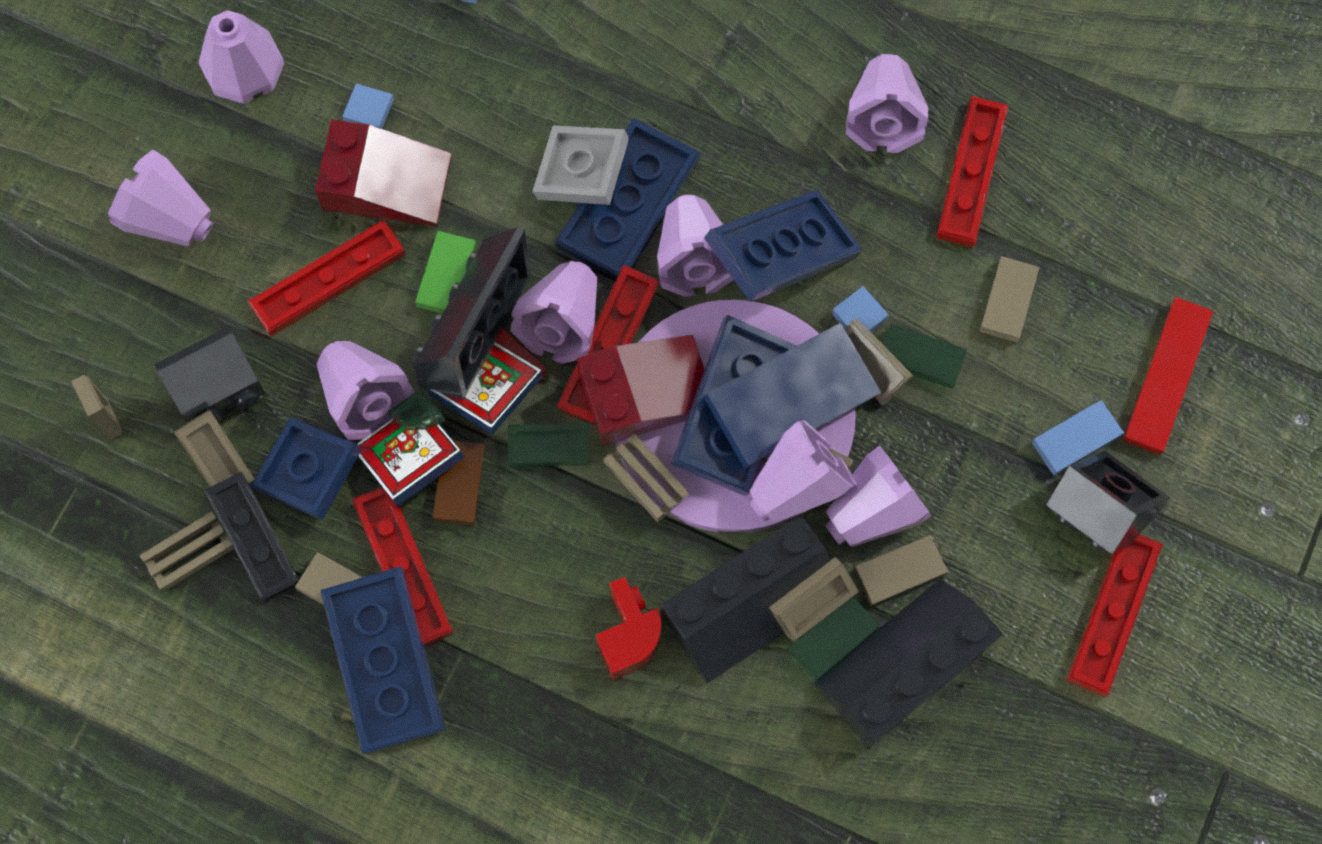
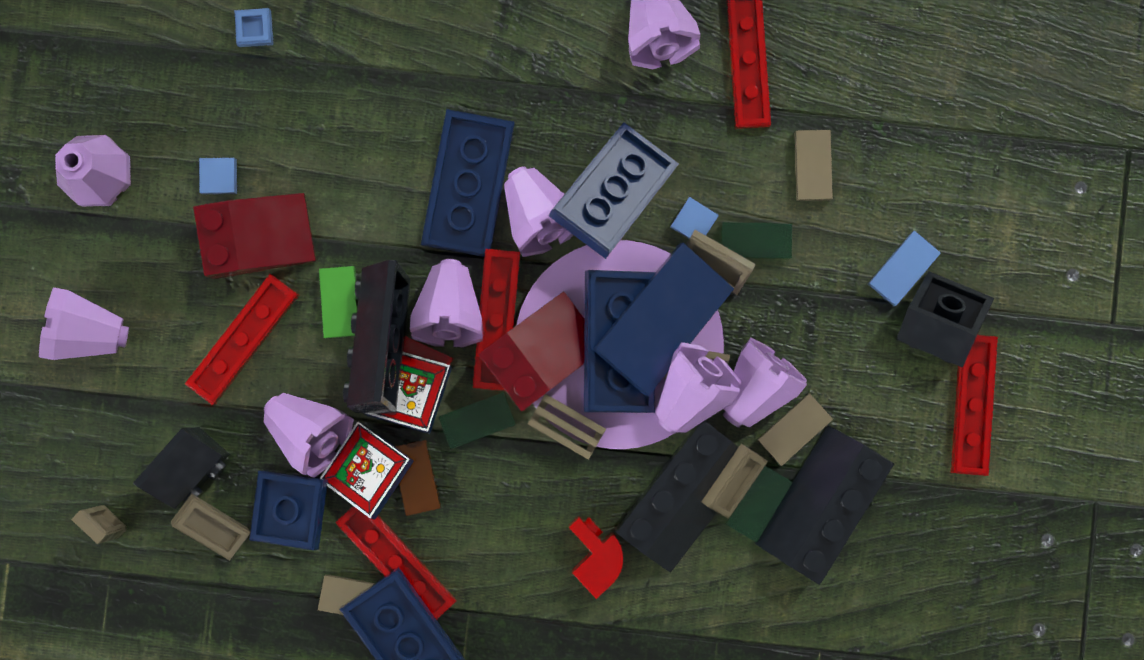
camera: 15 degrees left, 15 degrees up
(178, 539) = (201, 632): dark tan tile -> none
(252, 536) = (267, 580): black tile -> none
(416, 412) = (361, 435): clear green tile -> none
(581, 164) = (418, 170): light grey plate -> none
(1167, 376) = (962, 188): red tile -> none

